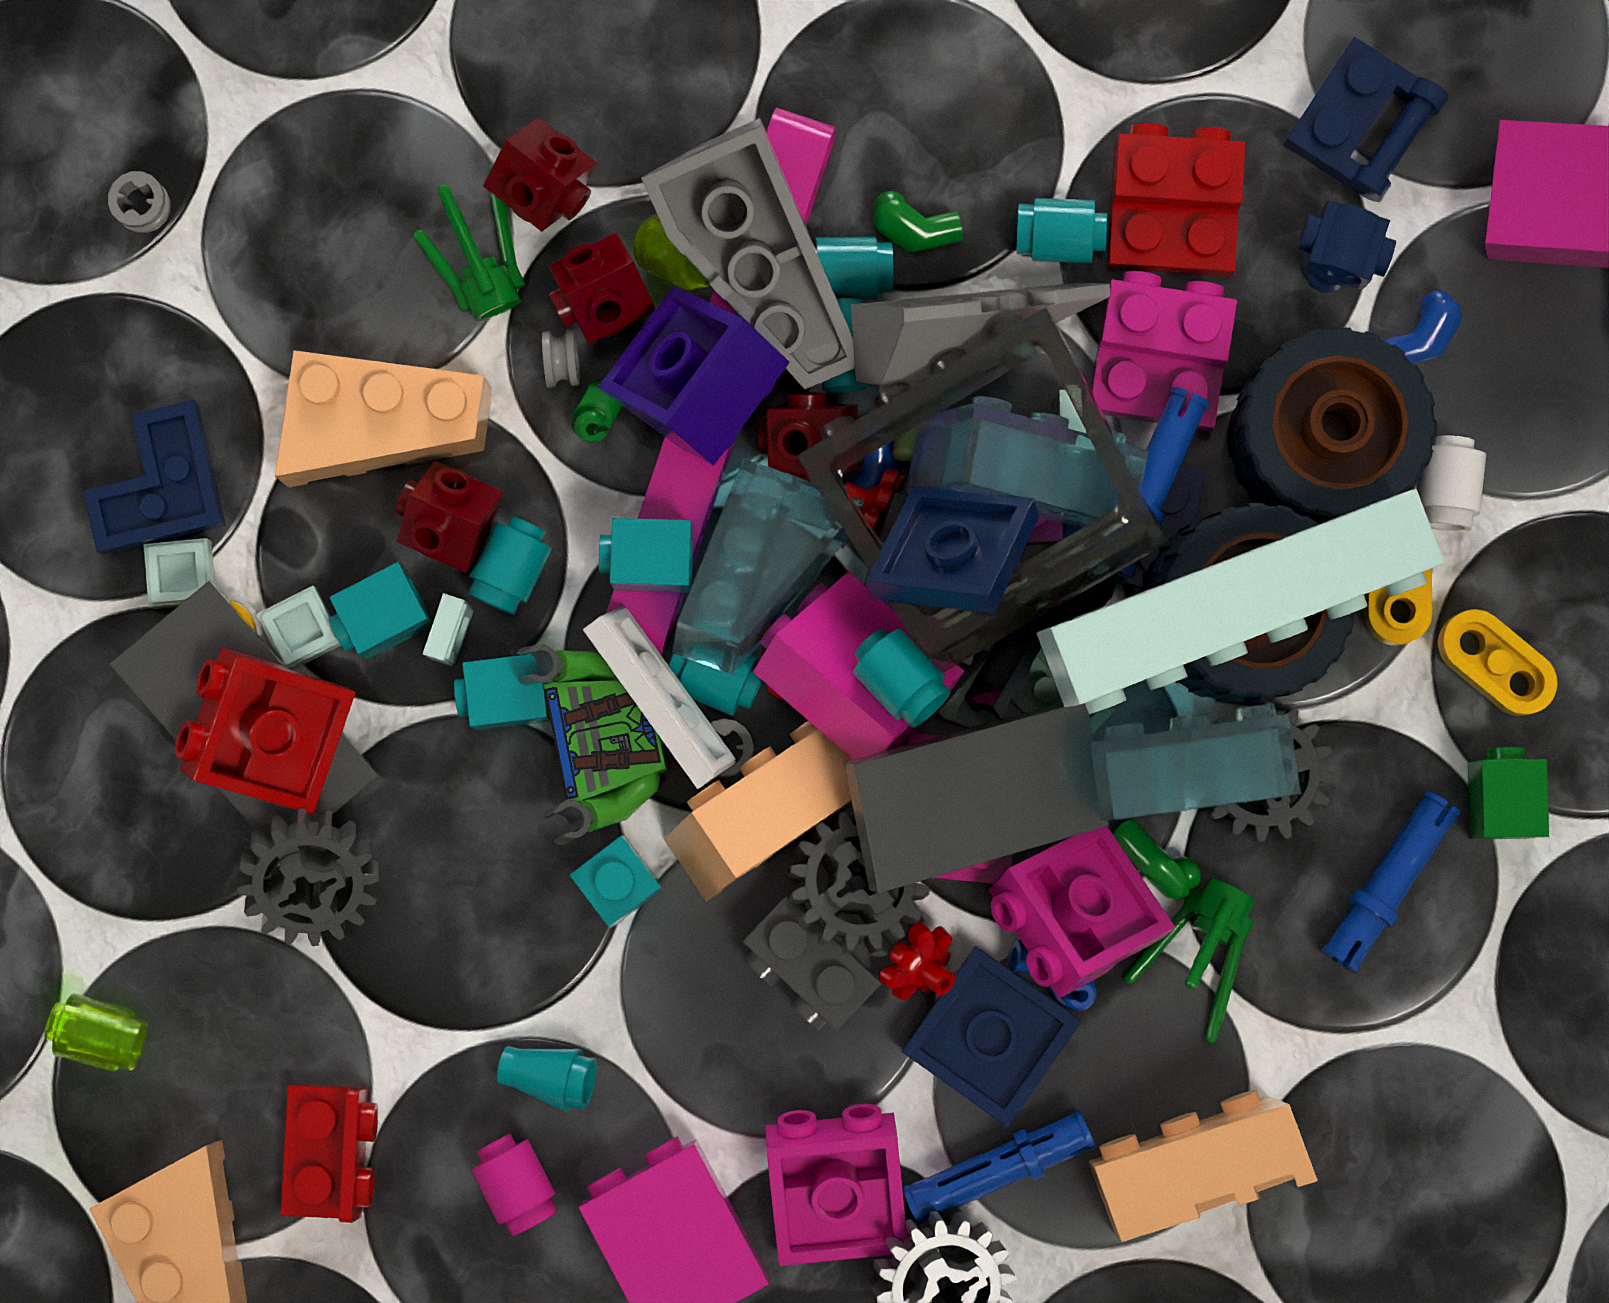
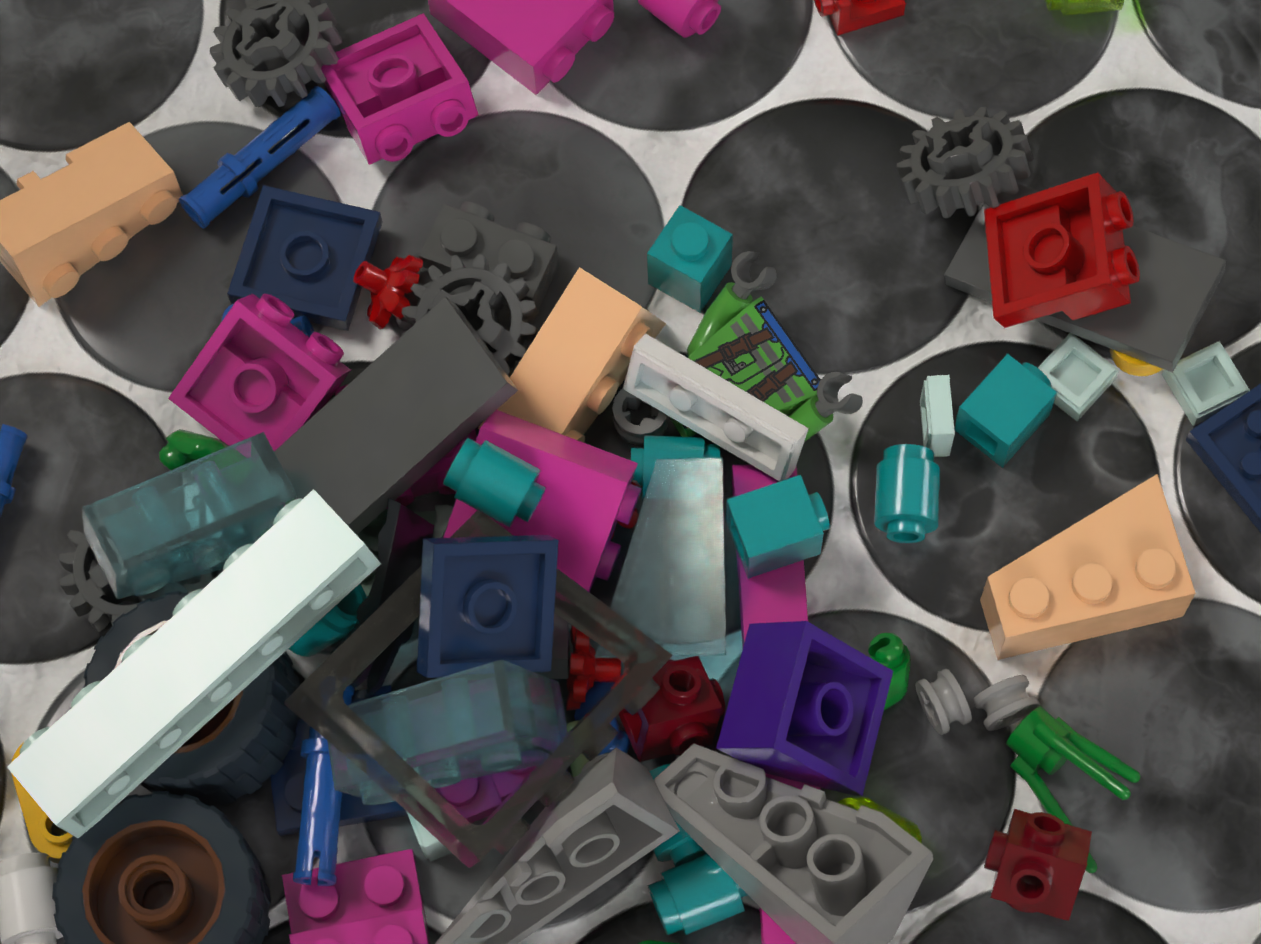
camera: 160 degrees right, 15 degrees down
(447, 515) = (984, 511): dark red brick -> none
(496, 697) = (877, 375): teal brick -> none
(504, 335) = (1006, 702): none -> light grey bush
(550, 1075) = (681, 89): teal cone -> none
(599, 289) = (933, 775): dark red brick -> none
(1220, 916) = (130, 432): green plant -> none

